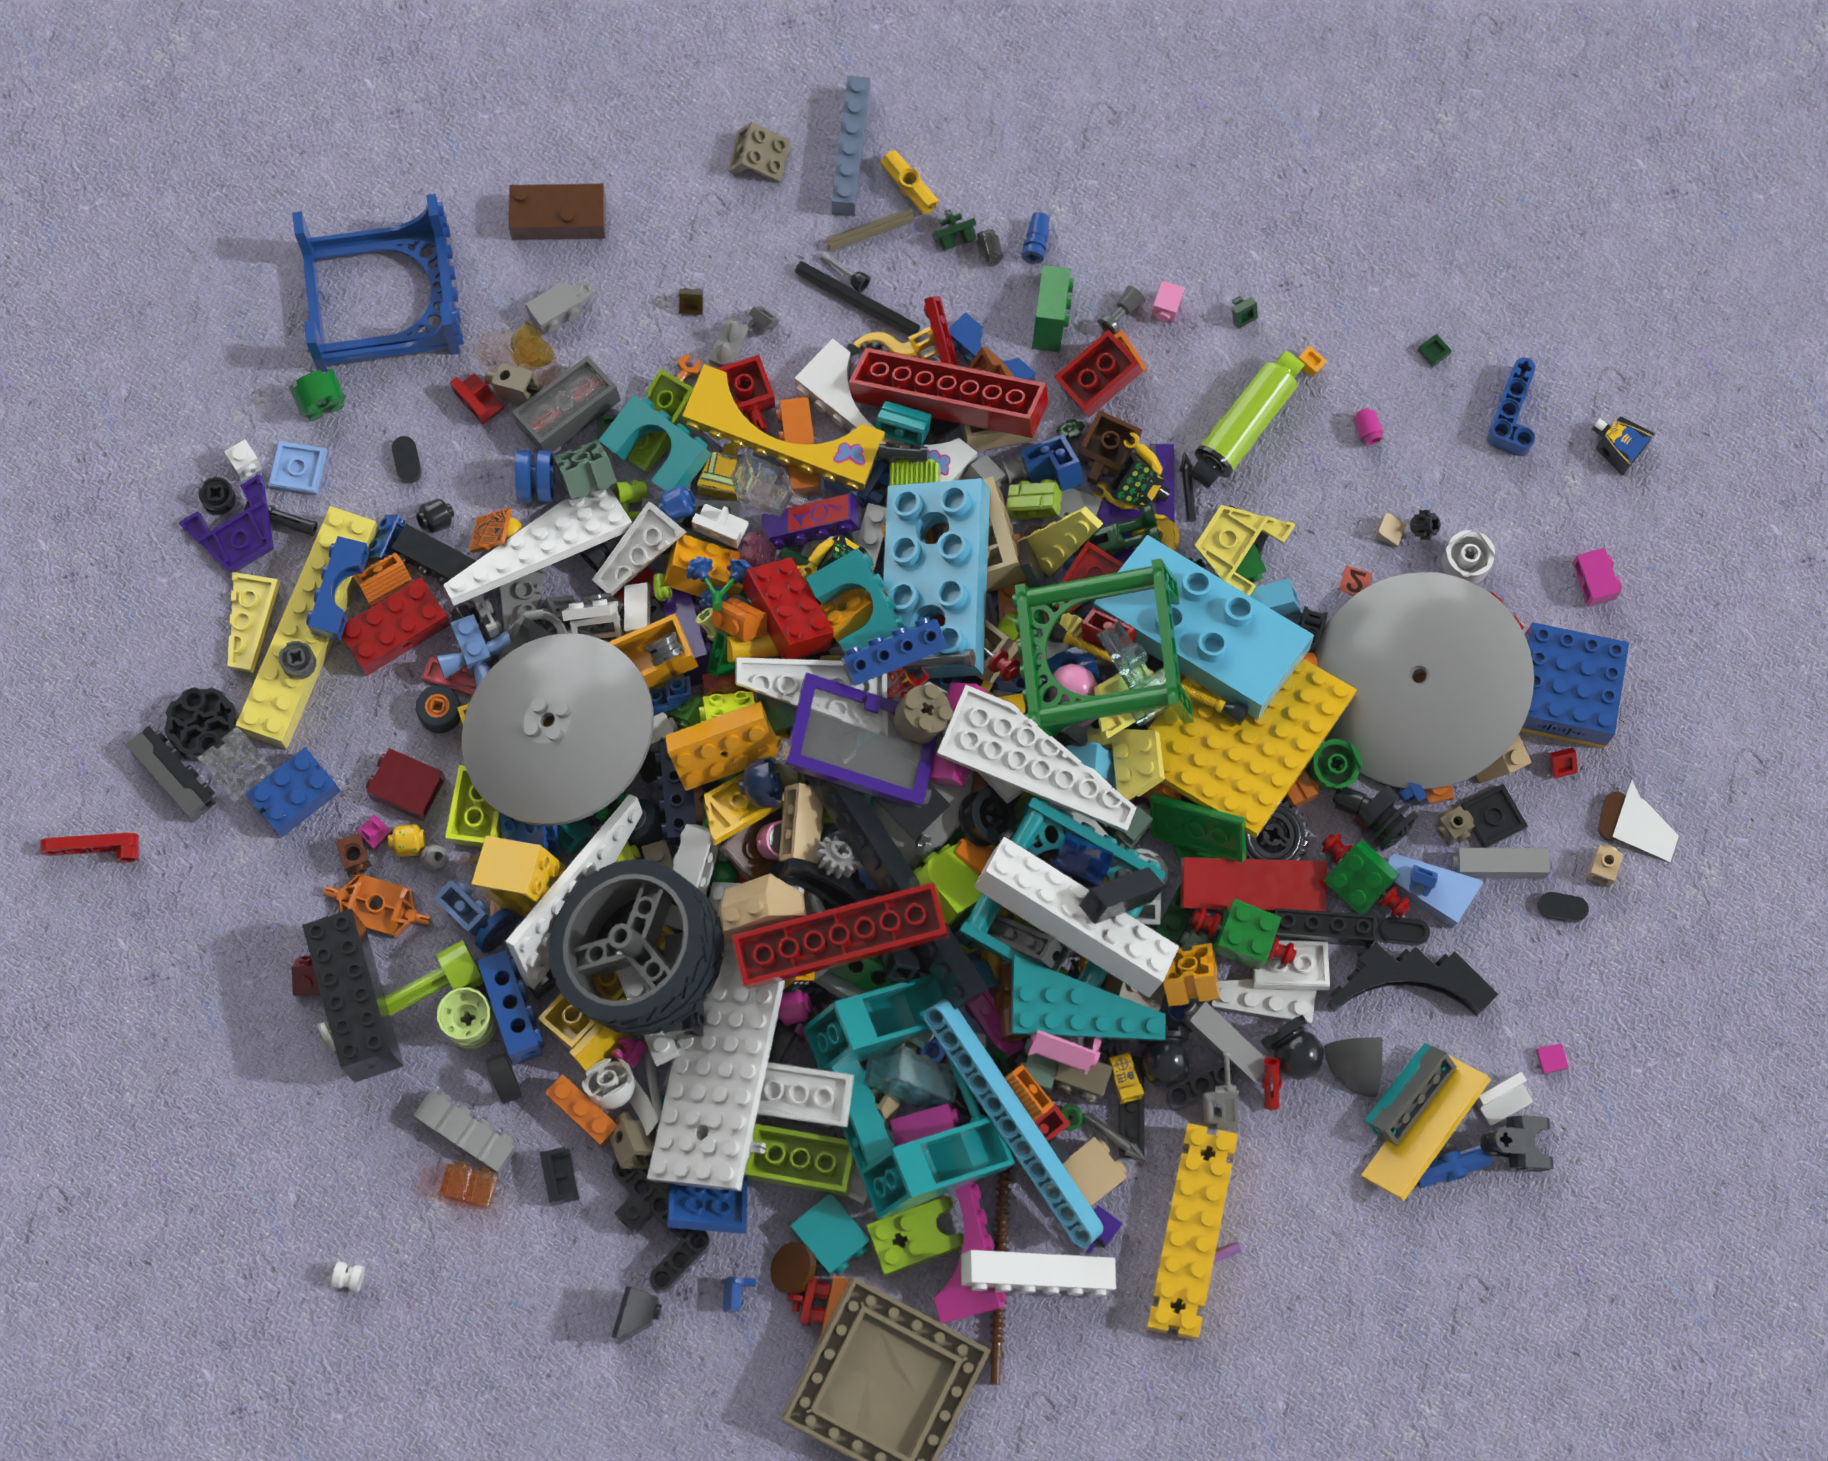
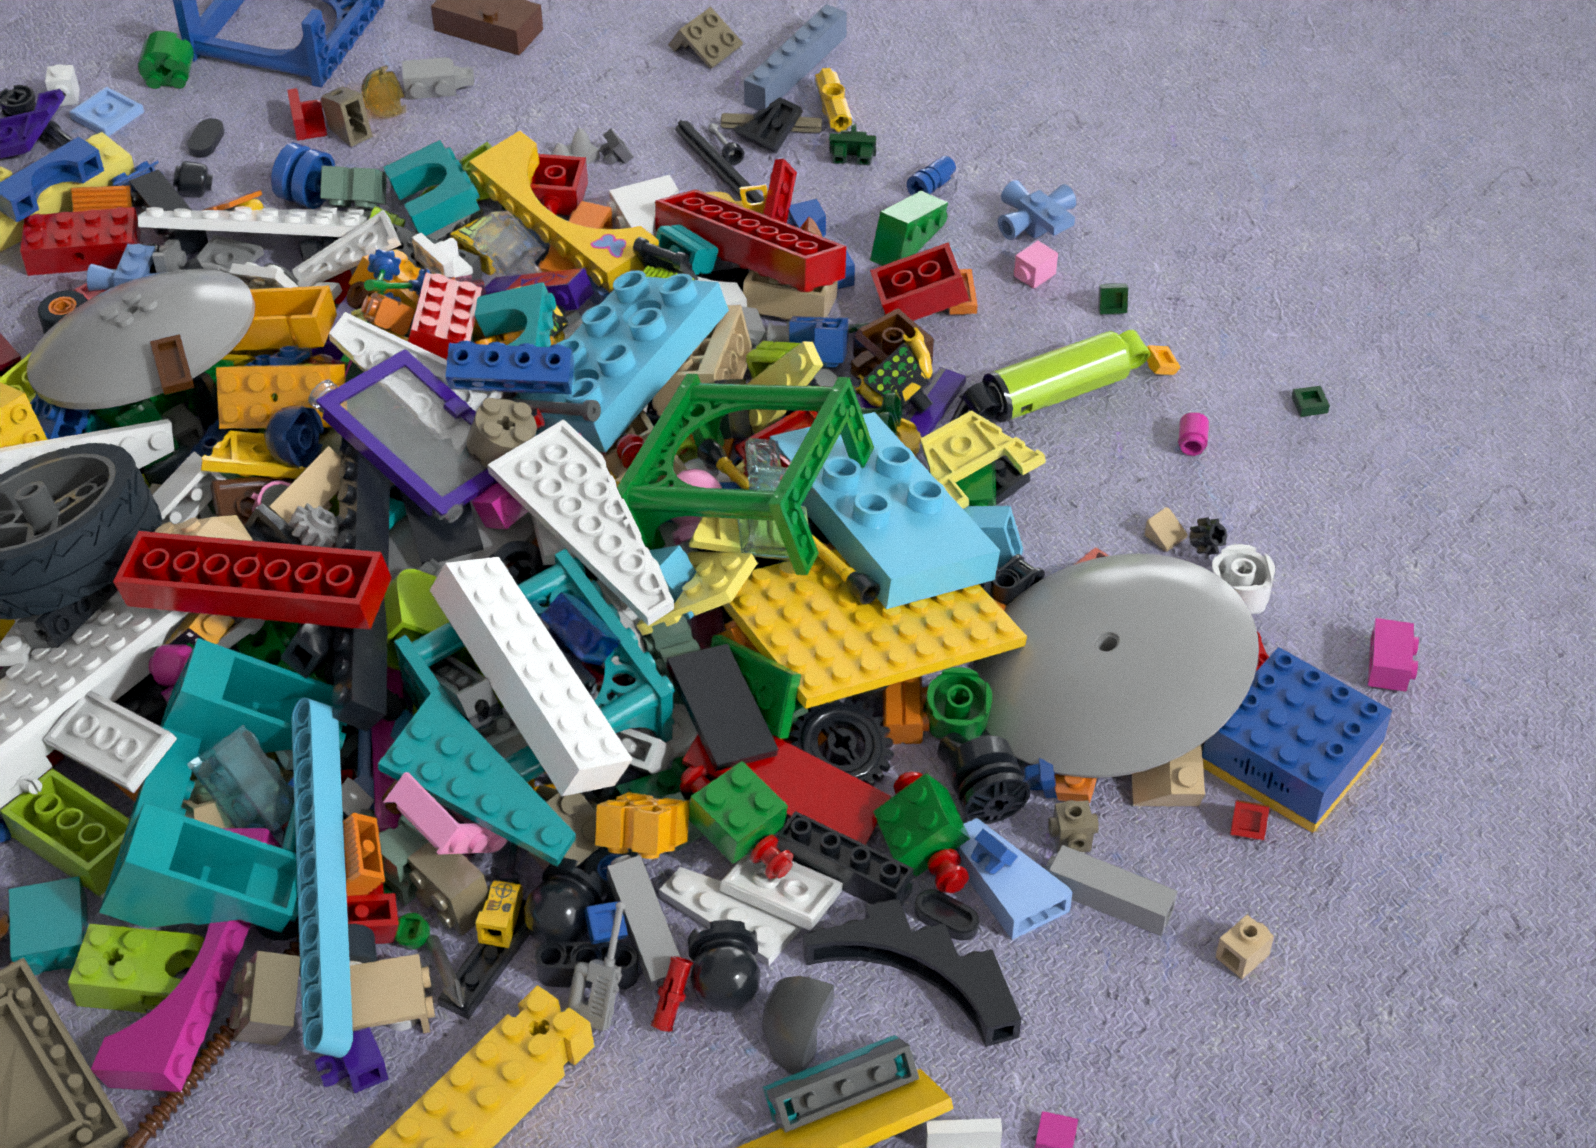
camera: 30 degrees right, 25 degrees down
(566, 405) = (377, 139): brick -> none
(627, 761) = (172, 364): none -> reddish brown tile
(660, 590) = (341, 288): lime arm -> none
(664, 648) = (292, 300): dark grey wheel -> none
(677, 502) = (412, 222): blue head -> none
(683, 595) = (357, 294): none -> reddish brown tile
(691, 301) = (558, 113): dark brown tile -> none
(876, 238) = (771, 124): none -> black wing
(989, 248) = (878, 168): clear smoke brick -> none
(1024, 1221) = (265, 998): none -> dark tan brick
(1038, 1272) = (238, 1058): white brick -> none
(1121, 895) = (591, 666): black brick -> none
(1129, 301) = (992, 252): dark grey piece -> none
(1143, 244) = (1036, 211): none -> medium blue brick
(1192, 858) = (721, 707): none -> black tile
(1205, 1057) = (600, 922): none -> blue tile
(1494, 816) = (1133, 842): black tile -> none
(1513, 403) = (1357, 485): blue beam -> none
(1563, 907) = (1166, 972): black tile -> none
(1610, 814) = (1287, 903): reddish brown tile -> none
(1621, 442) = (1492, 548): torso -> none
(1644, 827) = (1322, 931): white sticker -> none

